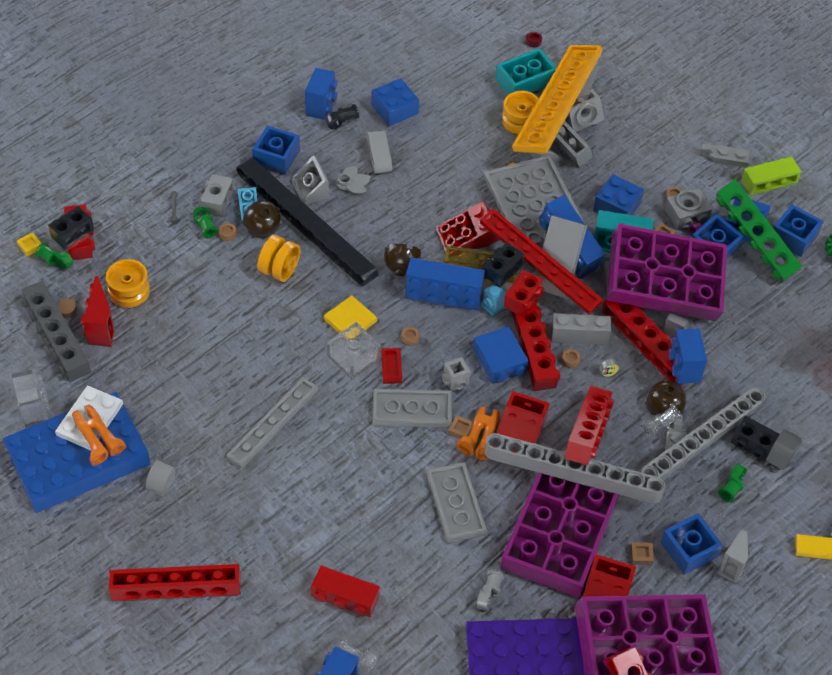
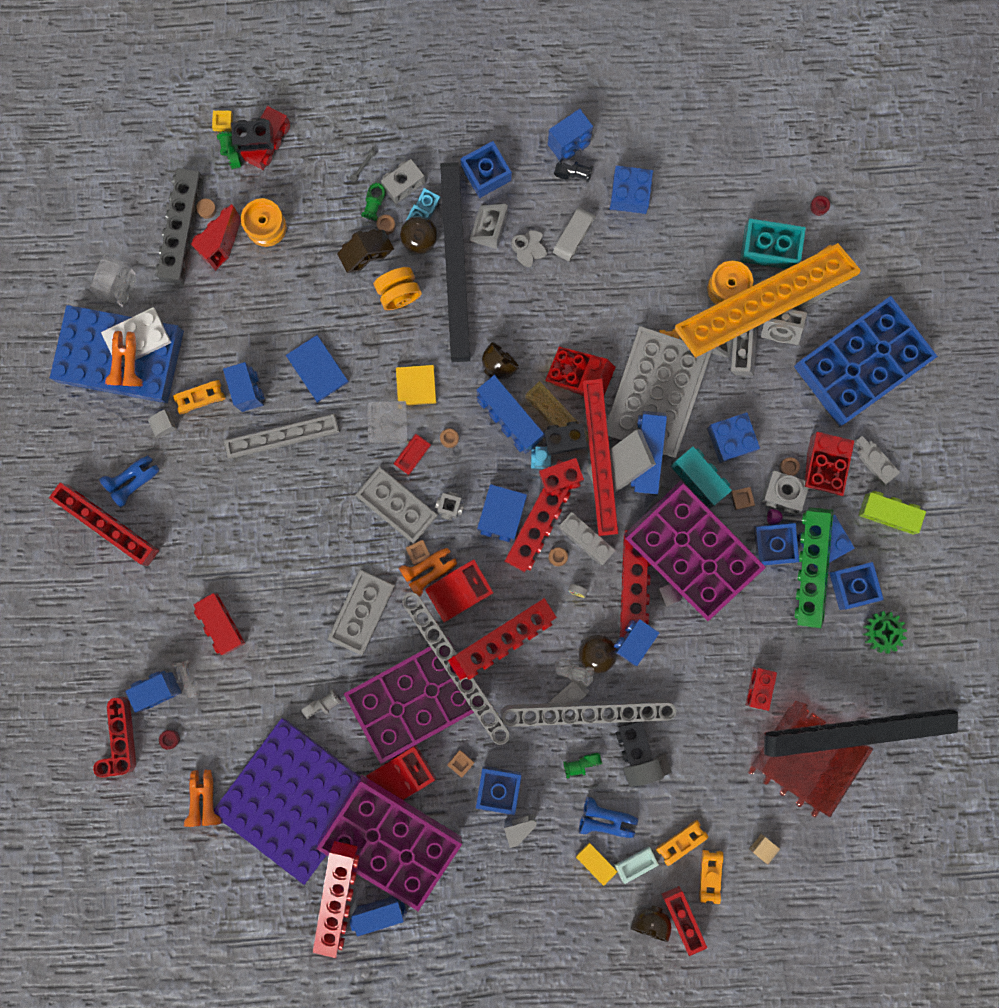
camera: 45 degrees right, 30 degrees up
(168, 524) = (112, 484): none -> blue piece
(175, 438) = (199, 396): none -> light orange plate
(212, 400) = (243, 386): none -> blue brick
(226, 252) = (364, 248): none -> dark brown brick
(259, 357) = (317, 368): none -> blue tile
(657, 101) = (865, 361): none -> blue brick
(696, 169) = (828, 463): none -> red slope
(781, 519) = (593, 810): none -> blue piece
(804, 338) = (761, 688): none -> red brick

